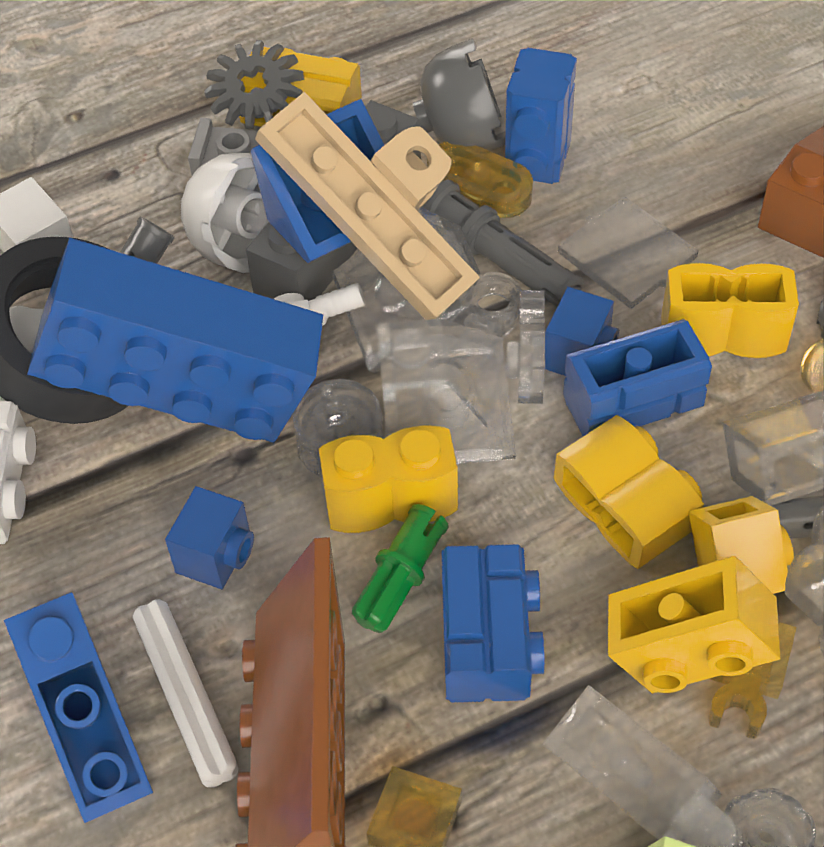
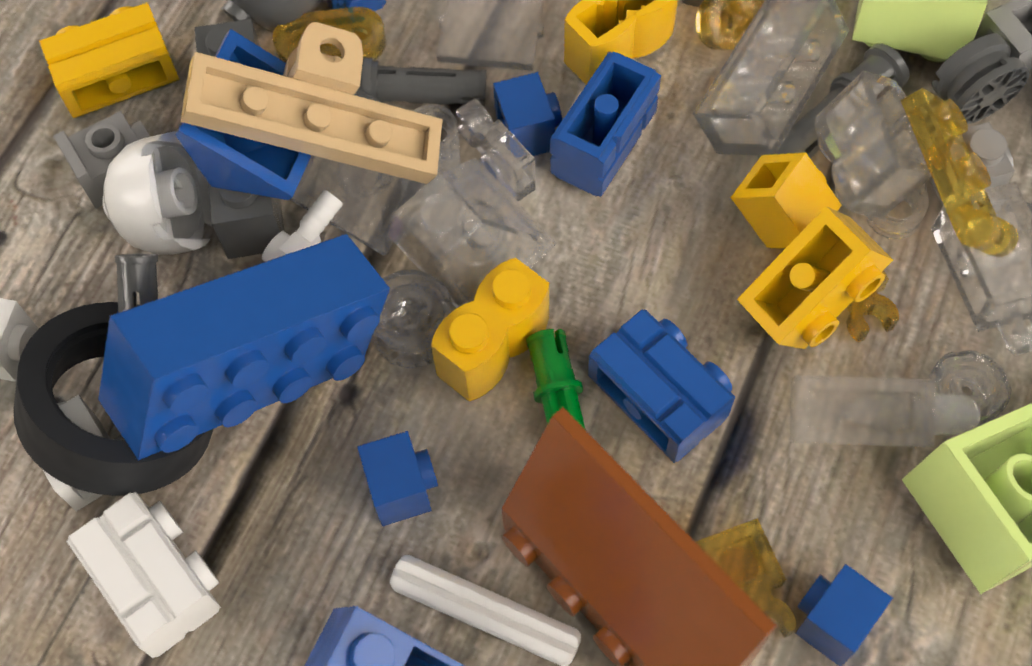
camera: 40 degrees left, 10 degrees up
(259, 101) = (95, 88): dark grey gear -> none
(628, 490) = (666, 212): yellow brick -> none

